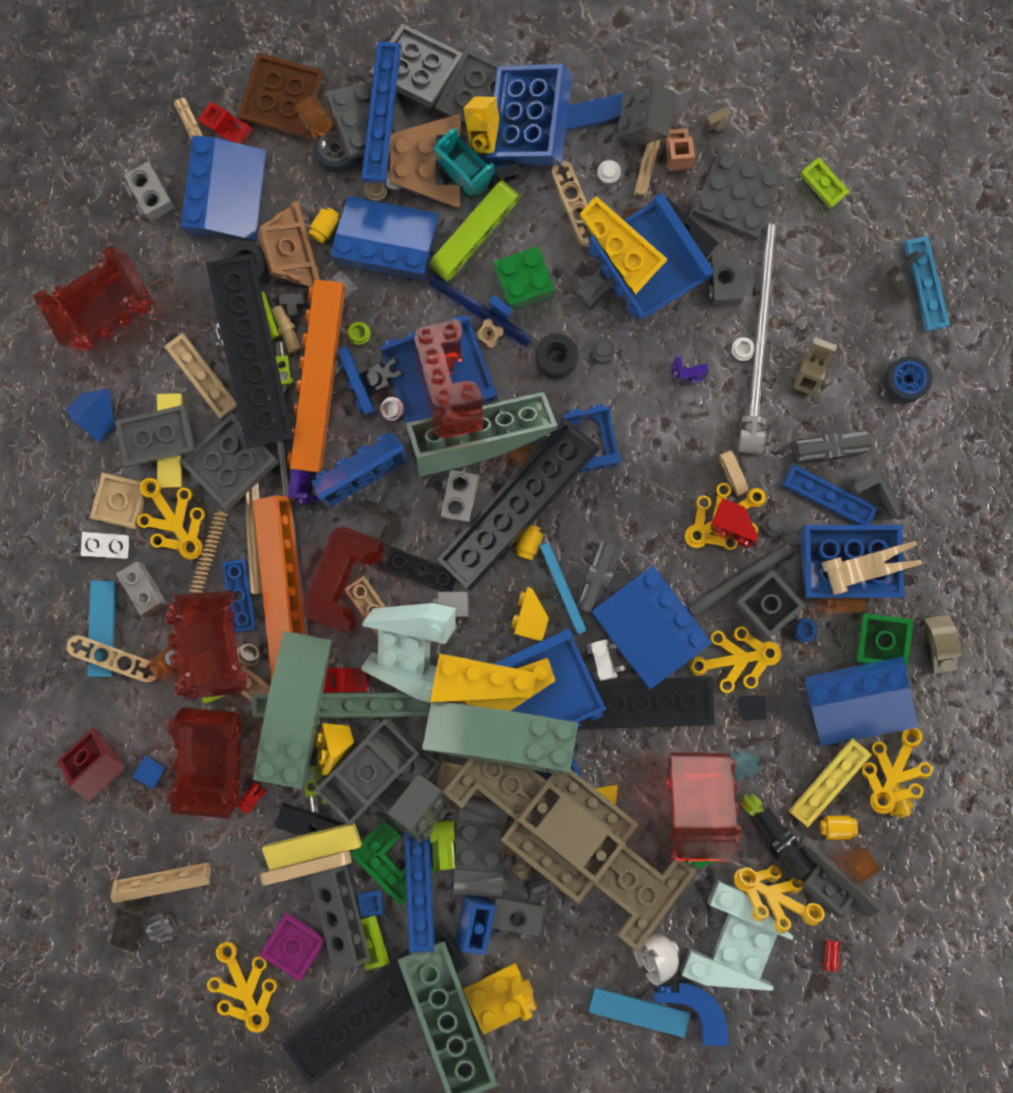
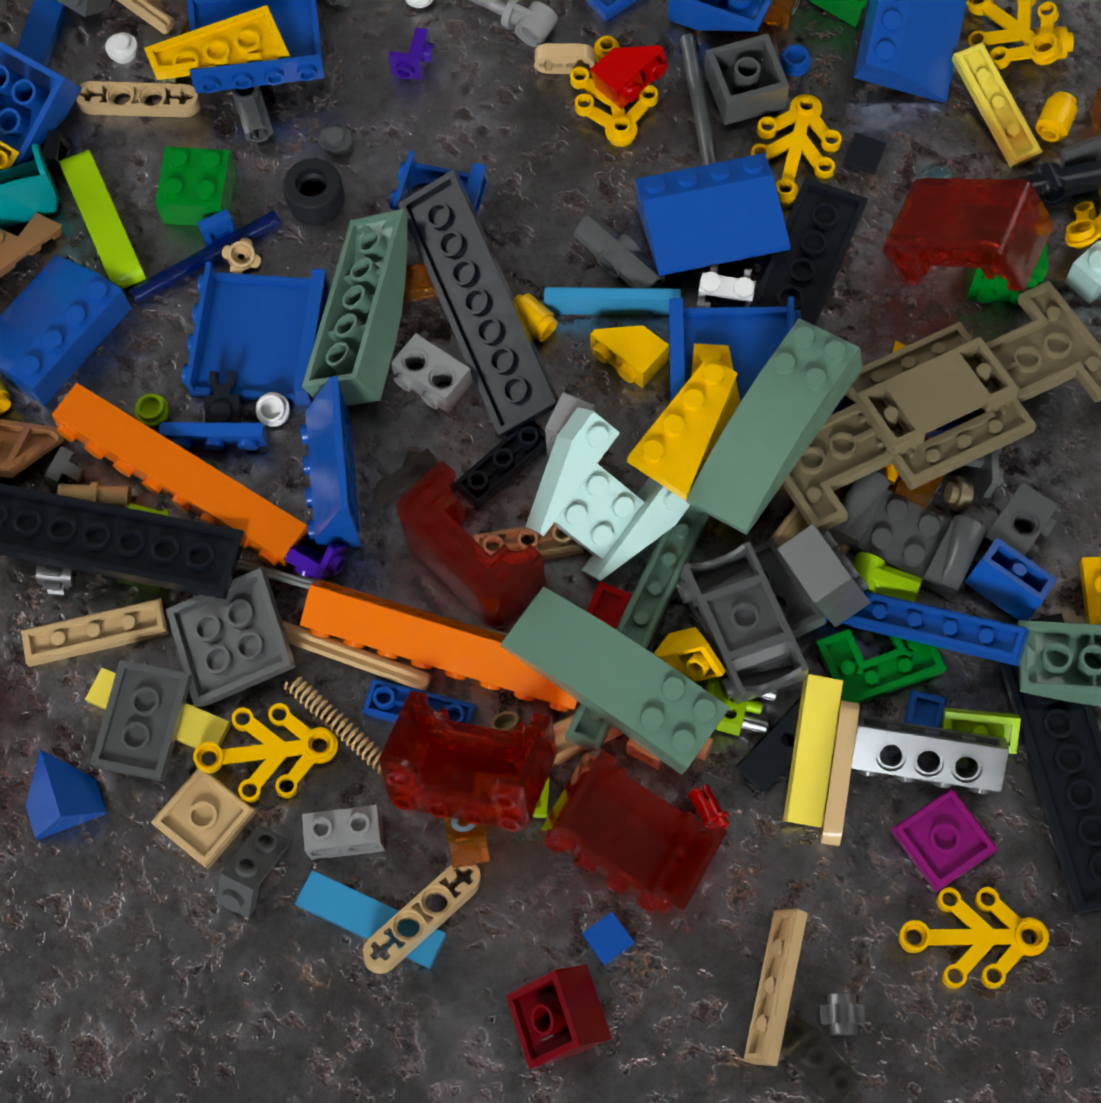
camera: 65 degrees left, 15 degrees down
(451, 407) = (278, 314): clear red windscreen -> none

